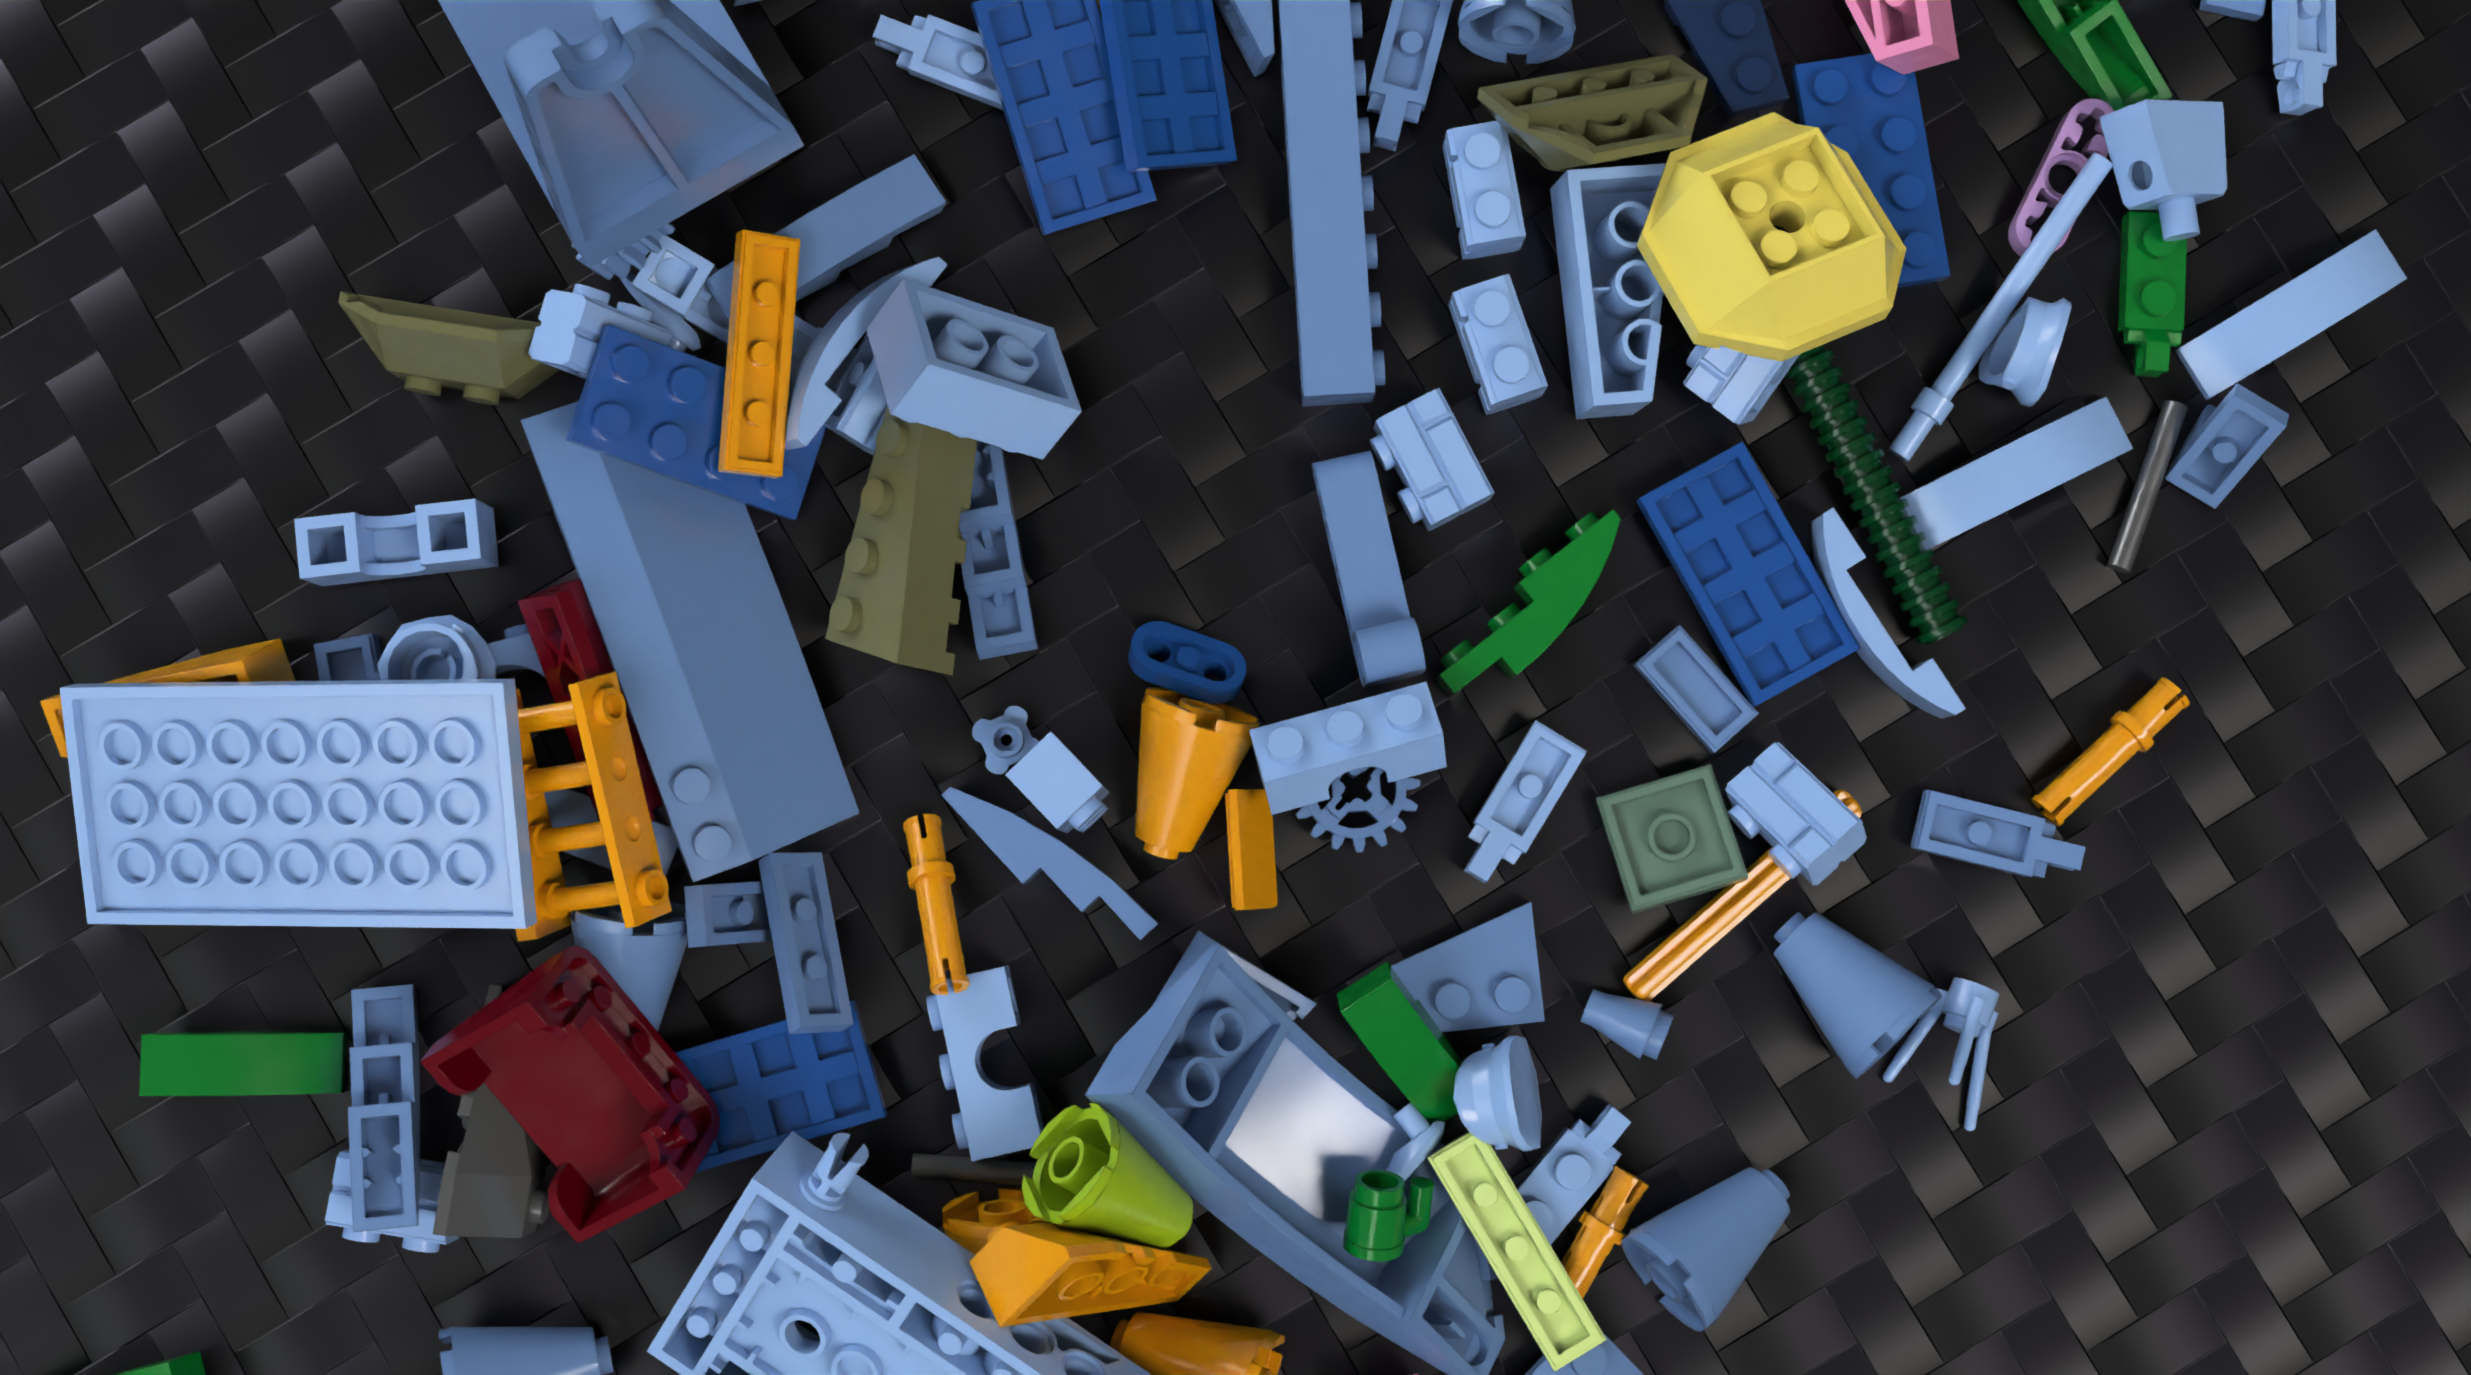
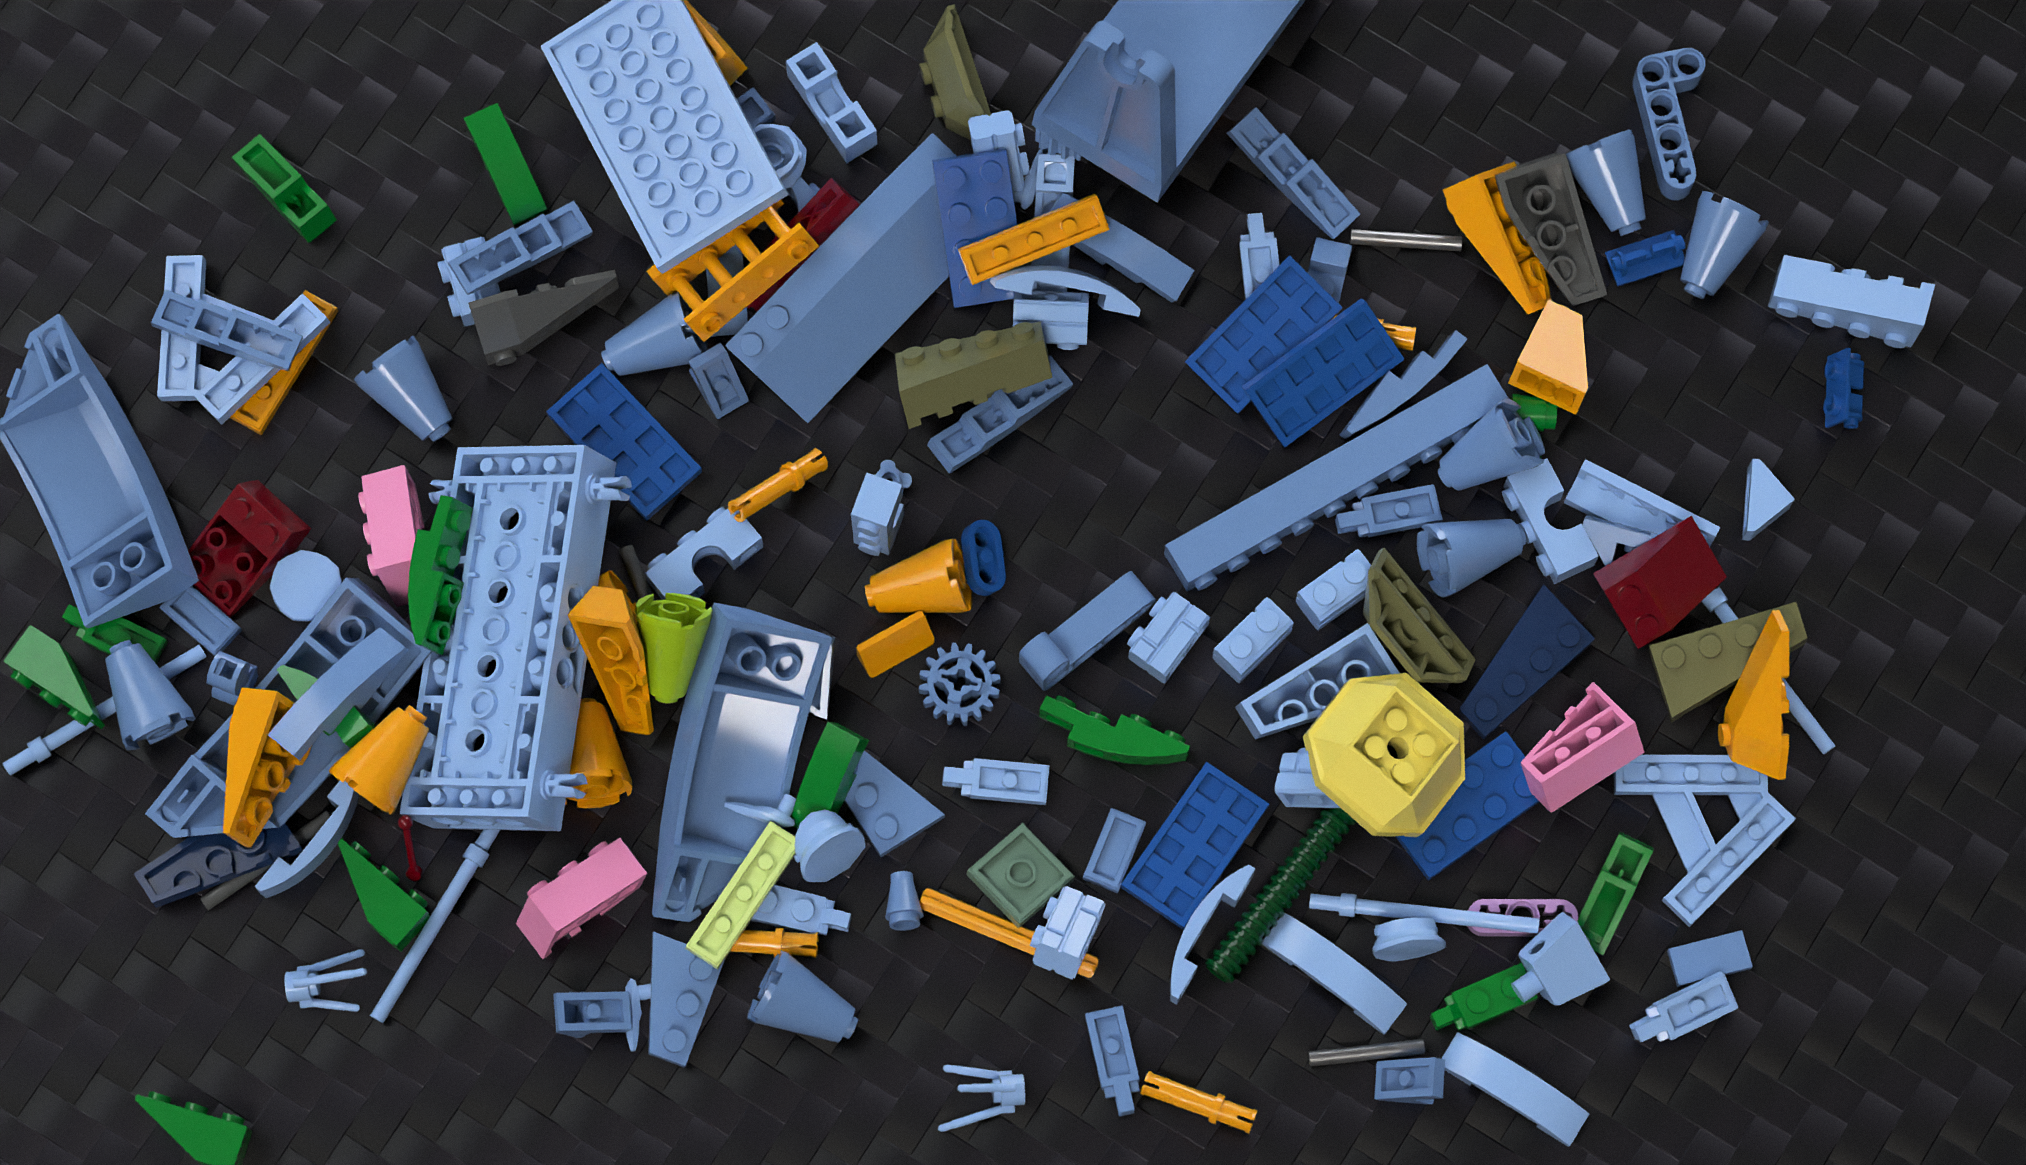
camera: 65 degrees right, 10 degrees down
(587, 1088) = (585, 345): dark red windscreen -> none
(805, 942) = (721, 426): medium blue plate -> none
(972, 370) = (1083, 355): light blue brick -> none
(1030, 850) = (833, 526): medium blue slope -> none
(1379, 1217) = (724, 806): green piece -> none
(1382, 731) = (998, 677): light blue arch -> none
(1851, 989) = (983, 1017): medium blue cone -> none

